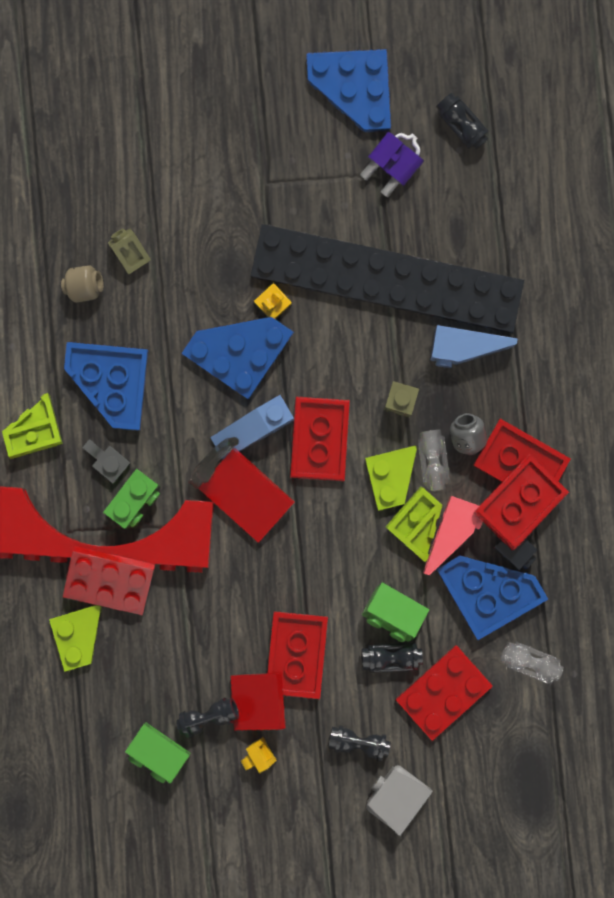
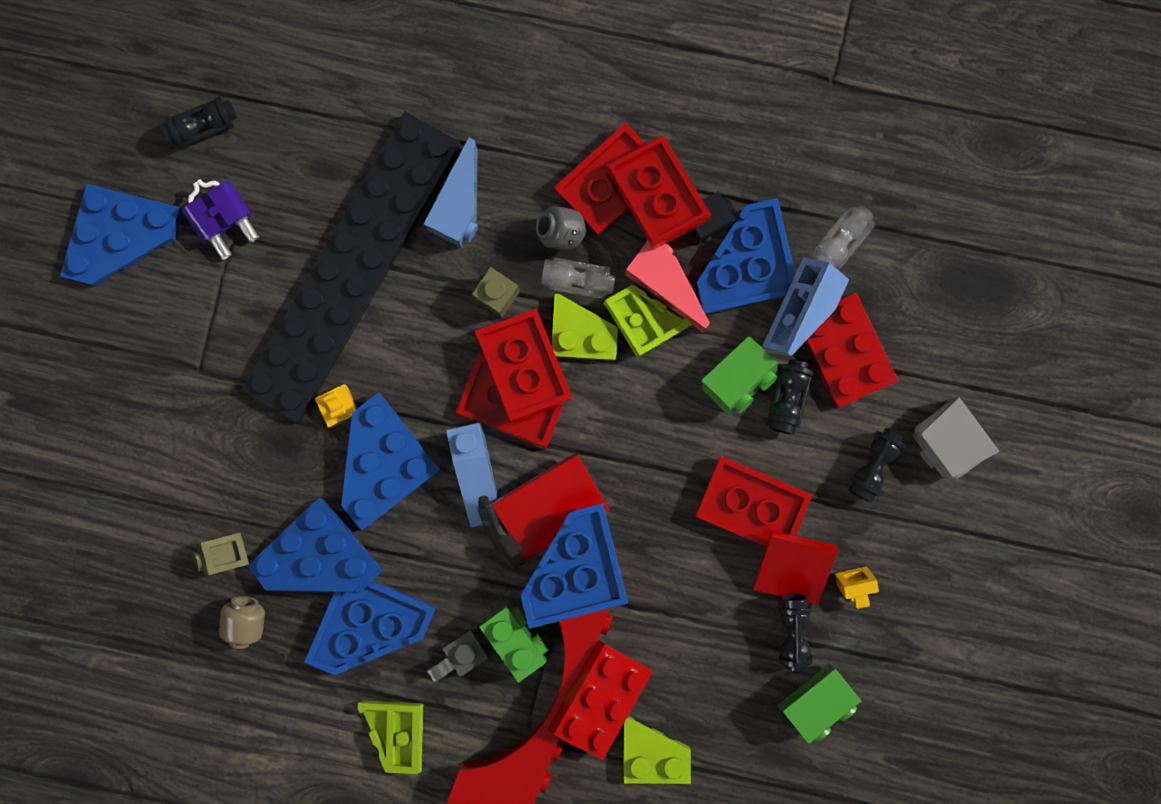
camera: 65 degrees left, 0 degrees up
(150, 324) = (315, 556): none -> blue plate
(202, 529) = (576, 572): none -> blue plate
(349, 439) = (523, 366): none -> red plate
(470, 648) = (806, 306): none -> medium blue slope

